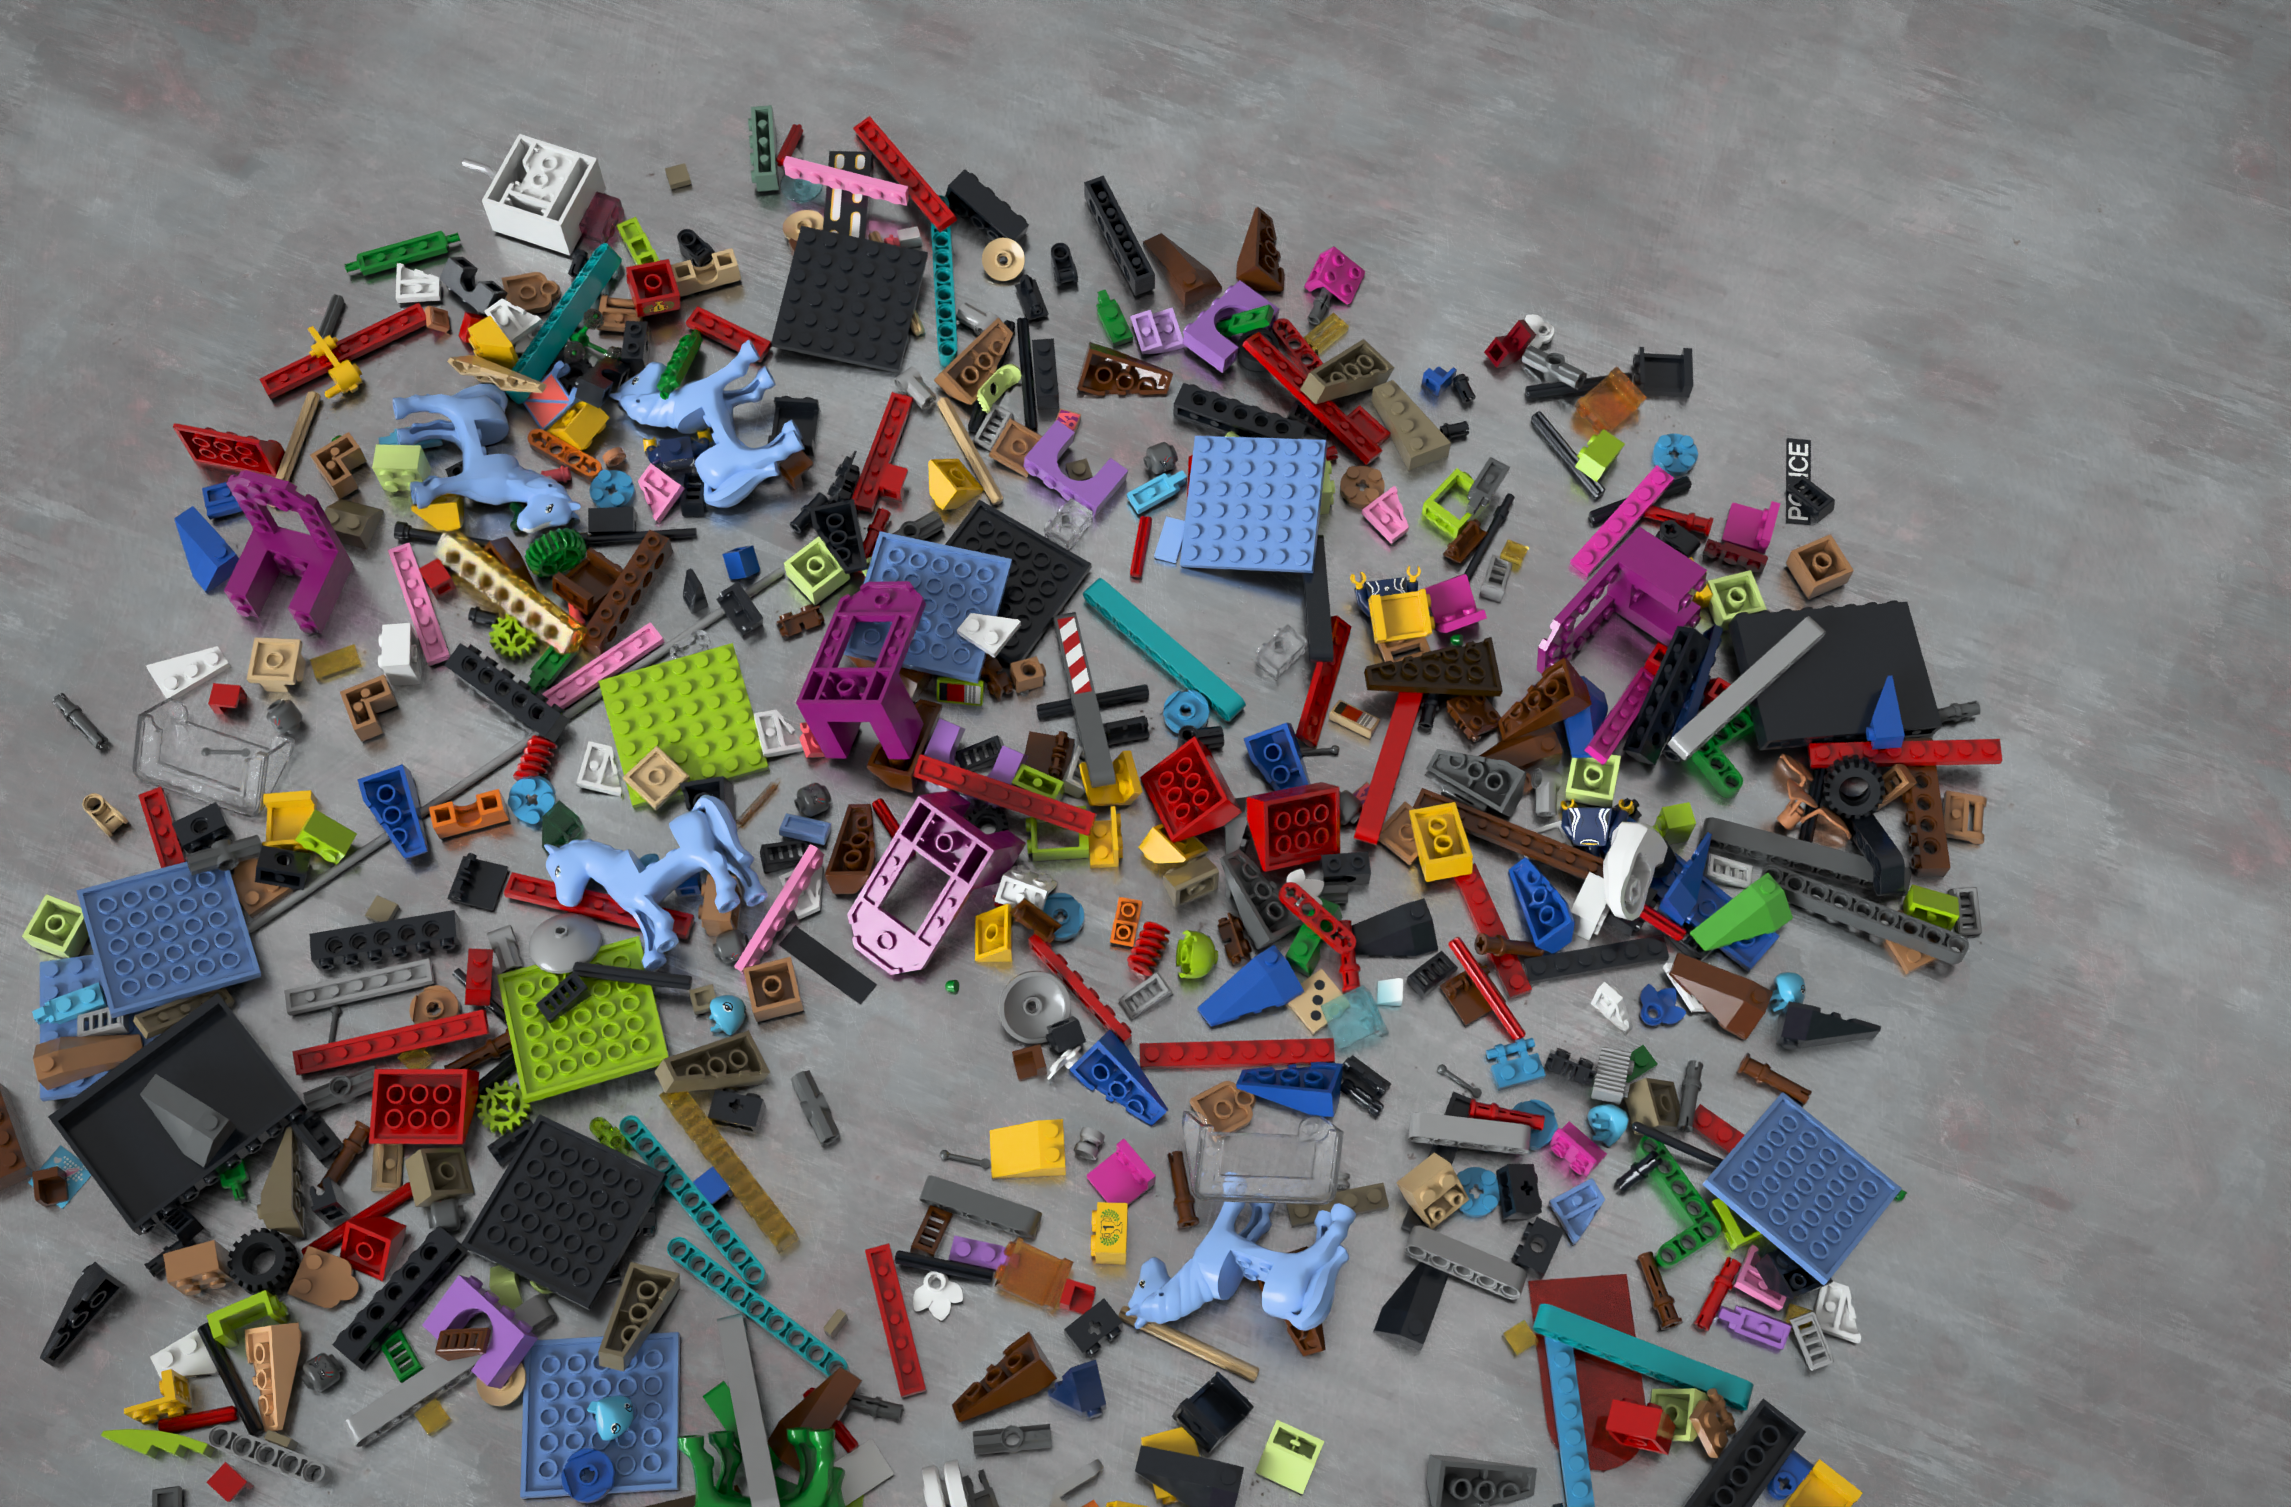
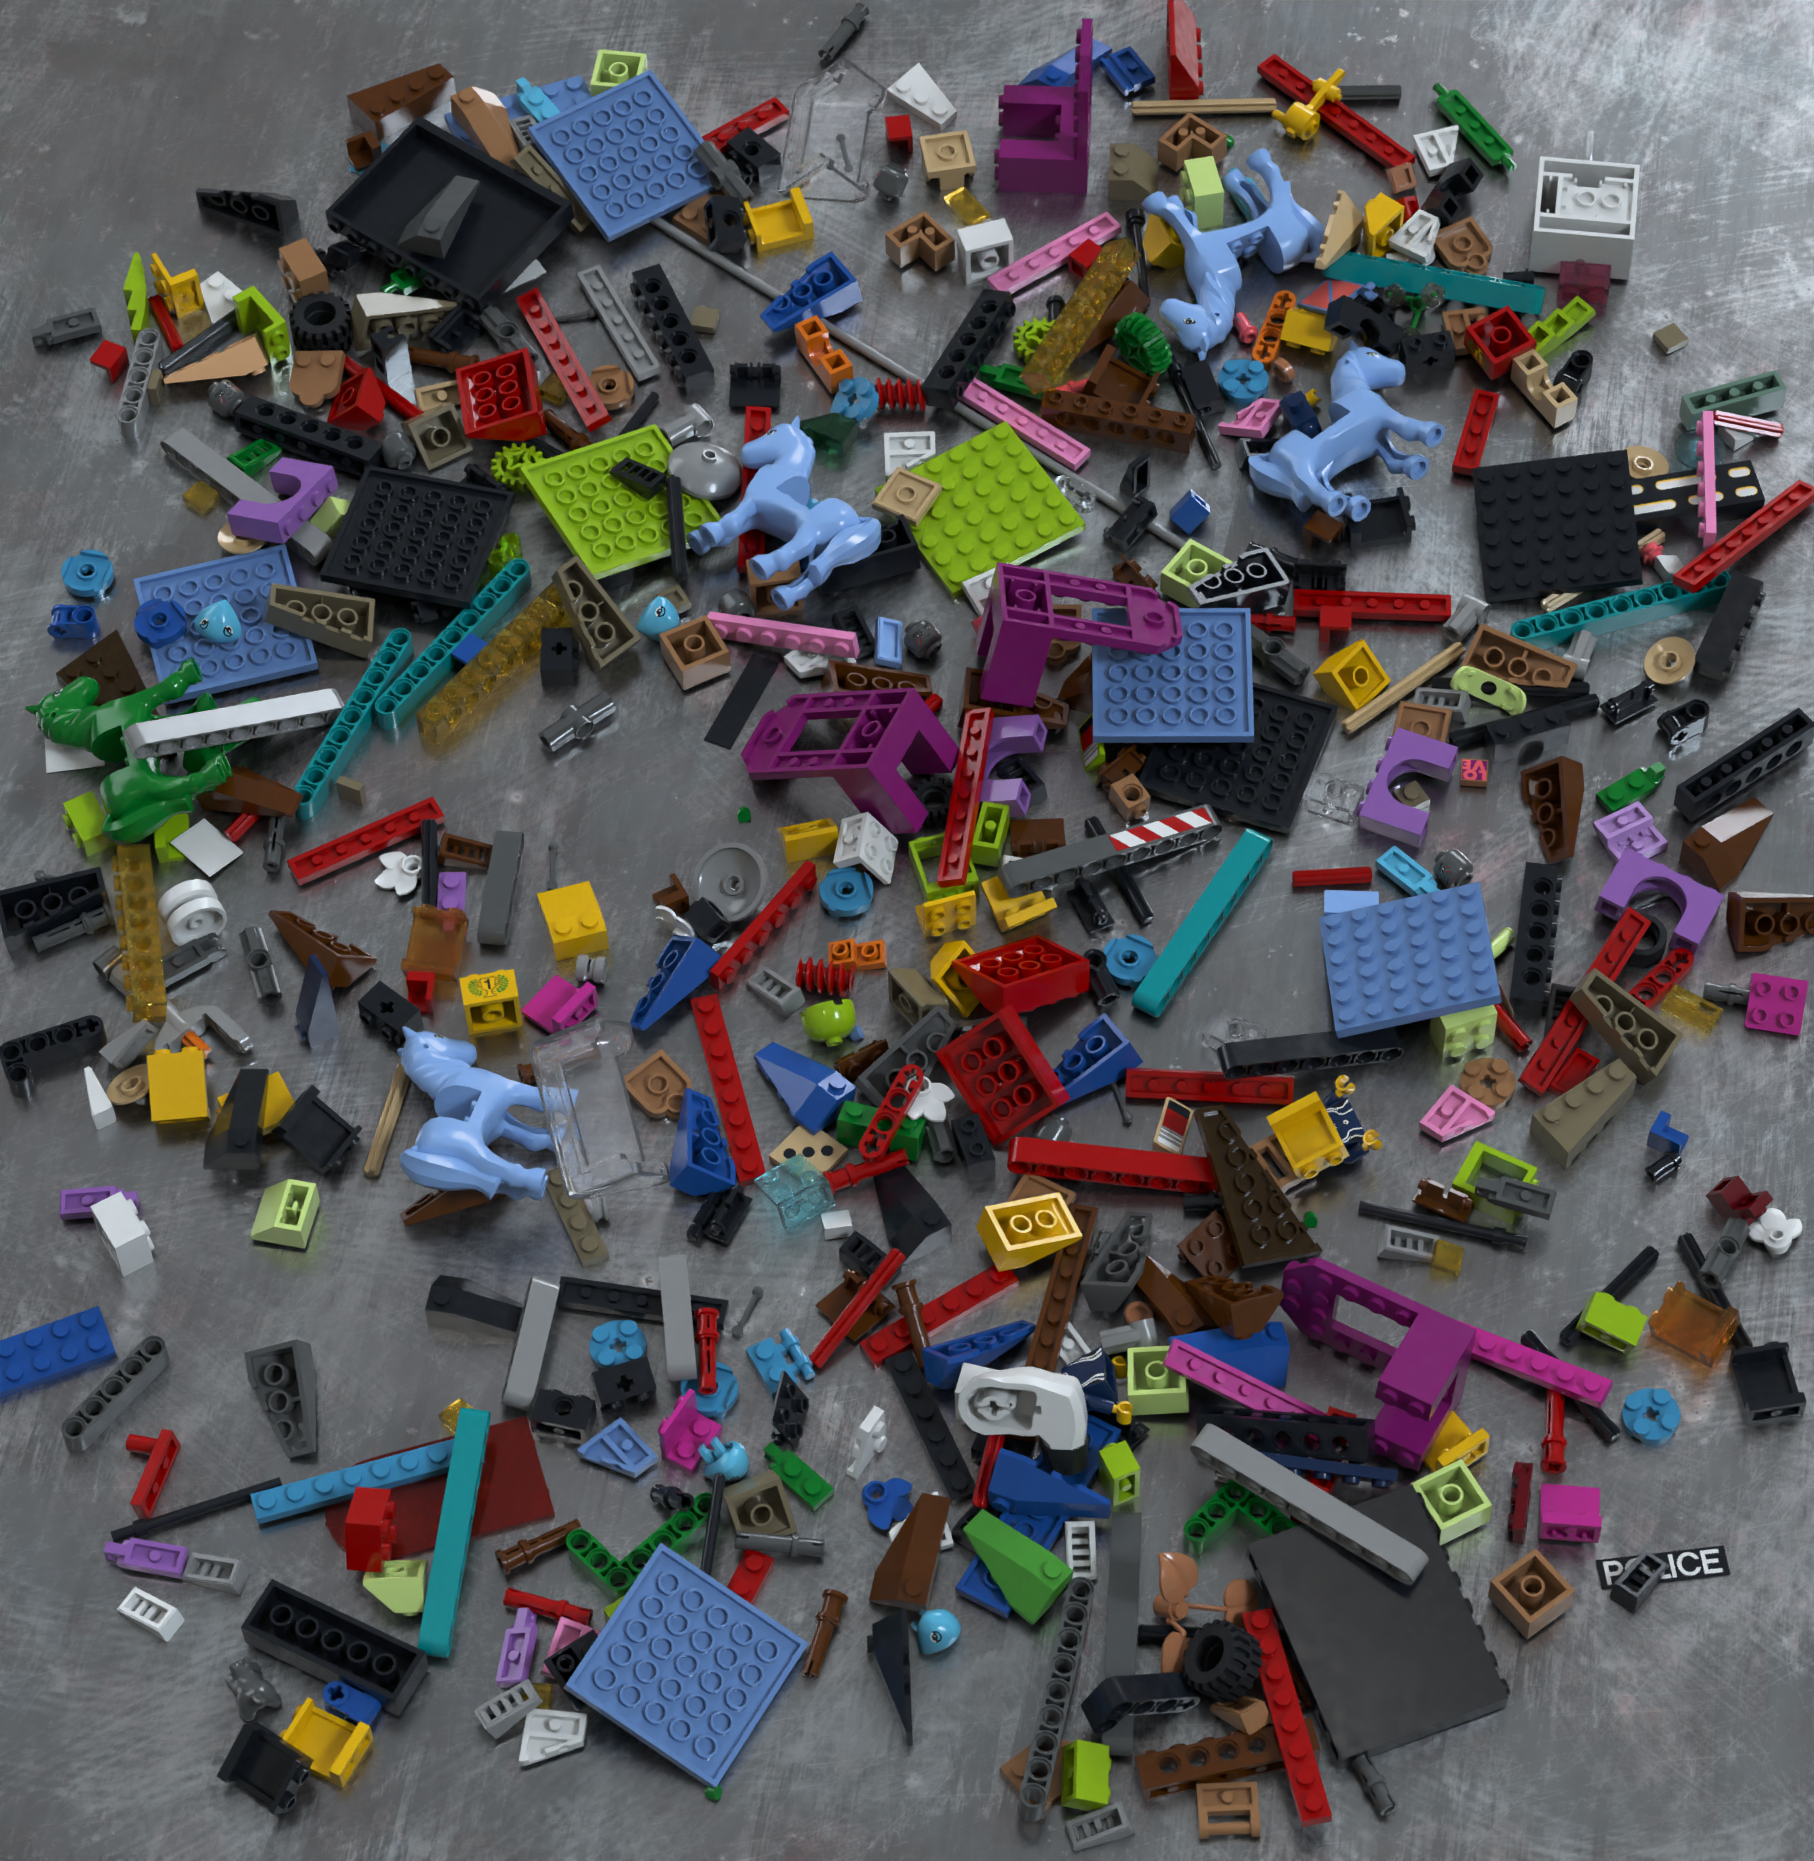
camera: 80 degrees right, 10 degrees down
(106, 816) = (748, 77): tan piece -> none
(326, 837) = (764, 246): lime brick -> none
(460, 1343) = (265, 484): reddish brown slope -> none
(479, 977) = (647, 407): red brick -> none
(679, 363) = (1403, 385): green plate -> none
(759, 805) = (910, 597): clear orange piece -> none
(988, 632) = (1152, 731): white wing -> none
(1036, 919) = (822, 868): reddish brown hinge -> none
(1246, 321) = (1665, 911): green hinge -> none
(1433, 1190) = (601, 1291): tan slope -> none
(1453, 604) = (1349, 1198): dark pink bracket -> none
(1455, 430) = (1599, 1165): black pin -> none
(1611, 1075) = (779, 1448): light grey brick -> none
(1678, 538) = (1519, 1433): black piece -> none
(1709, 1427) = (385, 1604): medium nougat plate -> none
(1886, 724) = (1320, 1674): blue slope -> none

